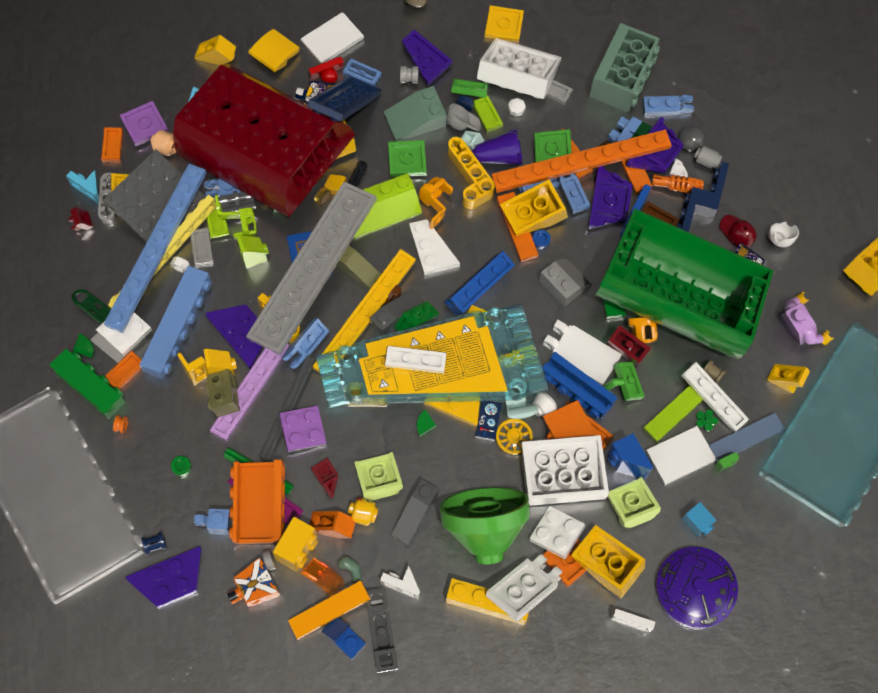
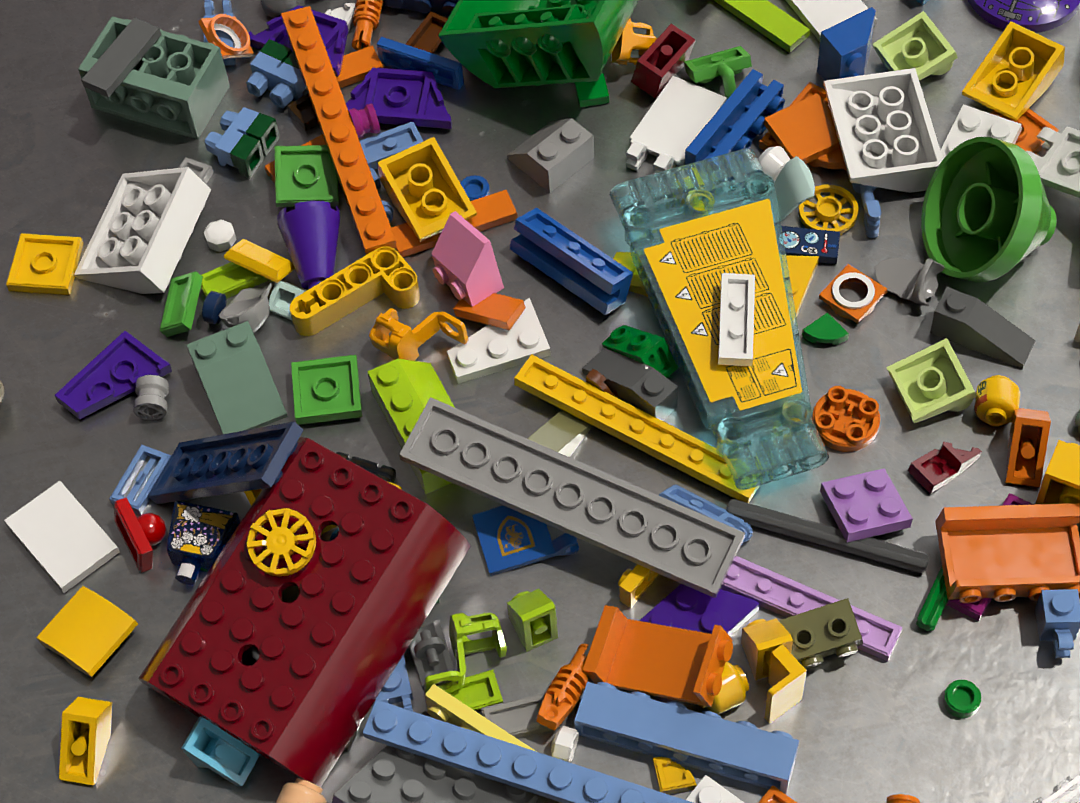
camera: 85 degrees left, 10 degrees down
(156, 315) = (672, 777): none -> yellow tile
(200, 339) = (732, 690): none -> yellow head
(210, 265) = (564, 691): none -> orange hinge
(218, 308) = (658, 658): none -> orange panel
(275, 111) = (281, 542): none -> yellow wheel
(363, 427) = (846, 419): none -> orange tile
(450, 455) = (852, 310): none -> orange piece
(453, 241) = (494, 310): none -> orange tile
(455, 475) = (909, 278): none -> light grey piece
(478, 227) = (466, 261): none -> bright pink slope
(491, 123) = (259, 260): none -> yellow tile
(504, 458) = (871, 207): none -> medium blue hinge
(580, 116) = (245, 140): none -> hips
(587, 176) = (365, 120): none -> magenta wheel
(625, 42) = (121, 57): none -> dark grey tile
(666, 106) = (234, 29): none -> orange piece

